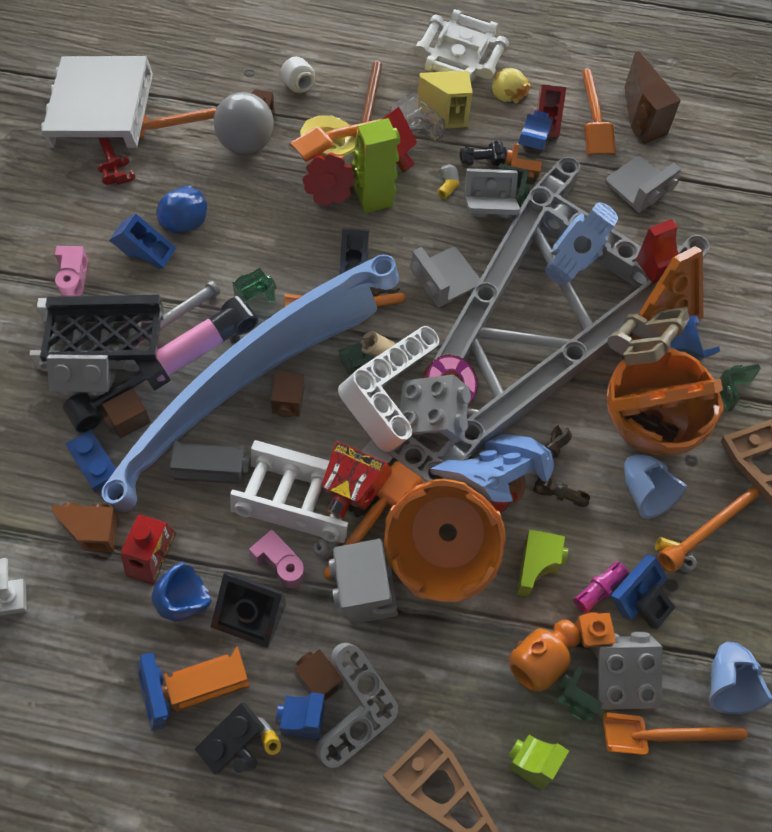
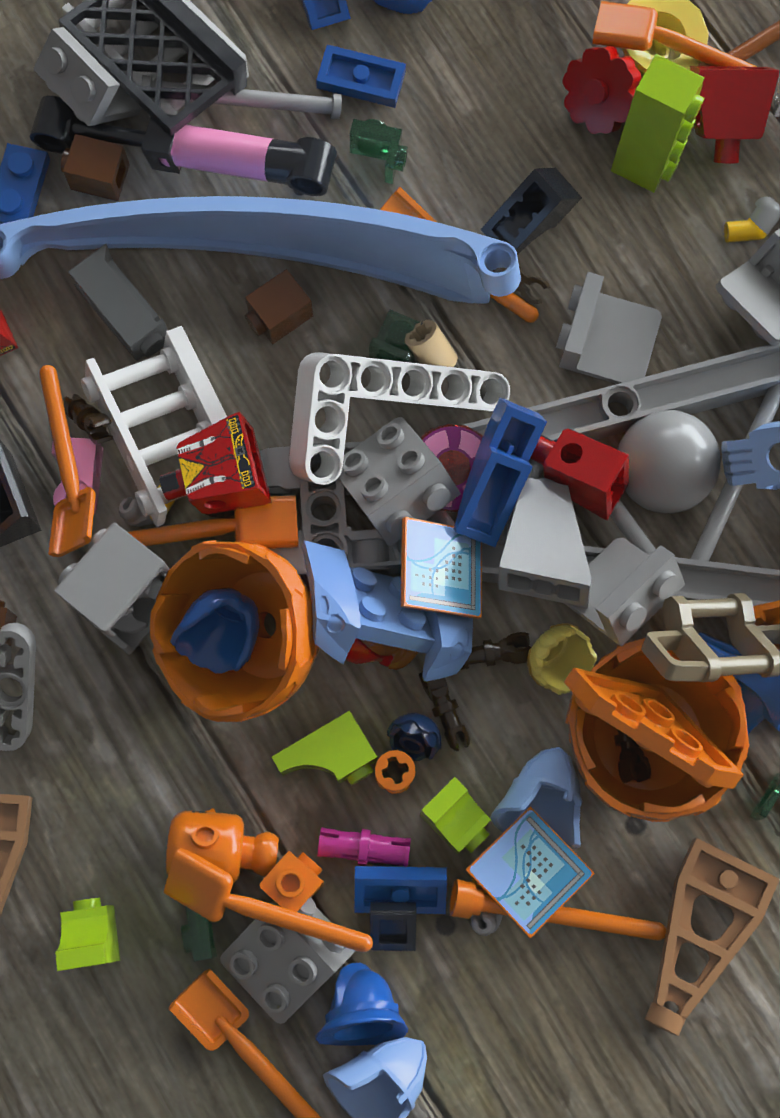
camera: 50 degrees right, 15 degrees up
(210, 266) = (361, 76): none -> blue plate
(254, 525) = (88, 418): none -> dark brown piece
(305, 570) = (75, 513): none -> orange piece
(435, 551) = (218, 630): none -> blue hair
(475, 360) = (498, 471): none -> blue slope
(499, 425) = (440, 569): none -> piece
(507, 328) = (591, 469): none -> red torso
(530, 301) = (670, 461): none -> light grey piece
(532, 372) = (545, 547): none -> light grey slope
(566, 515) = (415, 736): none -> dark blue plate
(568, 670) = (207, 892): none -> orange piece
(581, 531) = (402, 760): none -> orange bush
(584, 357) = (628, 588): none -> light grey bracket
(584, 419) = (557, 654): none -> light yellow hair
(623, 528) = (456, 817): none -> lime arch
(682, 518) = (529, 872): none -> piece
(689, 654) = (361, 1010): none -> blue piece

